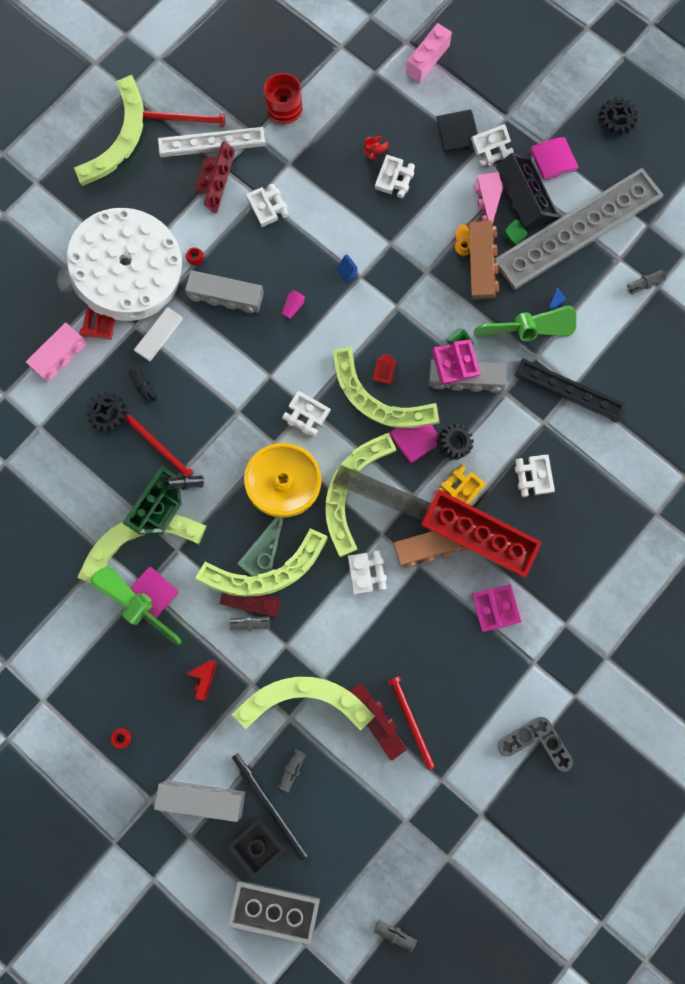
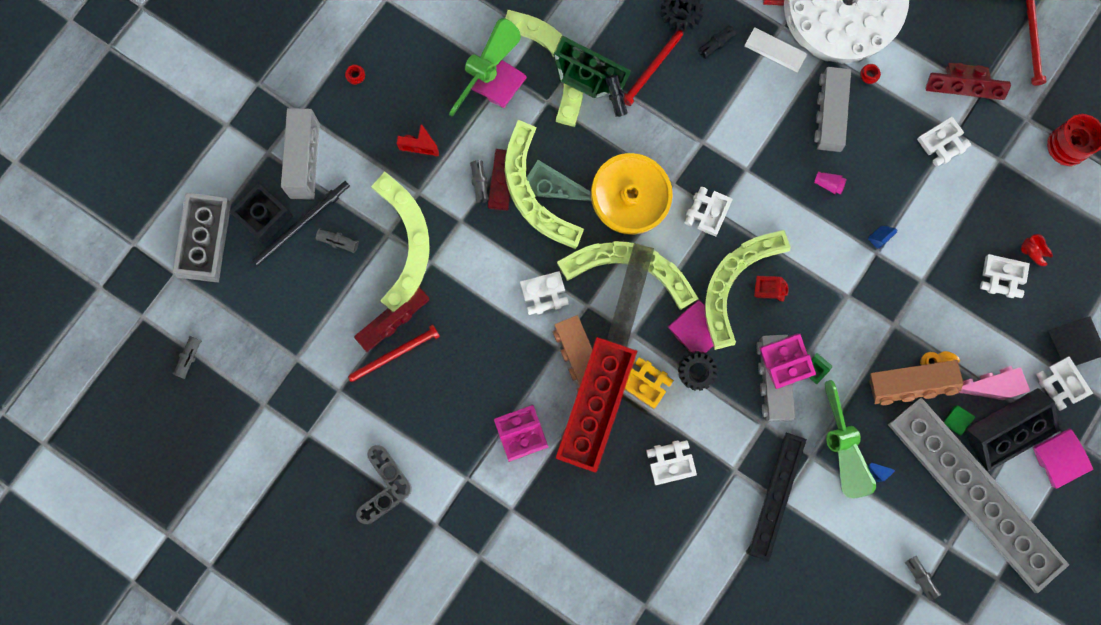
camera: 85 degrees right, 0 degrees up
(211, 141) = (1009, 70): white tile -> none

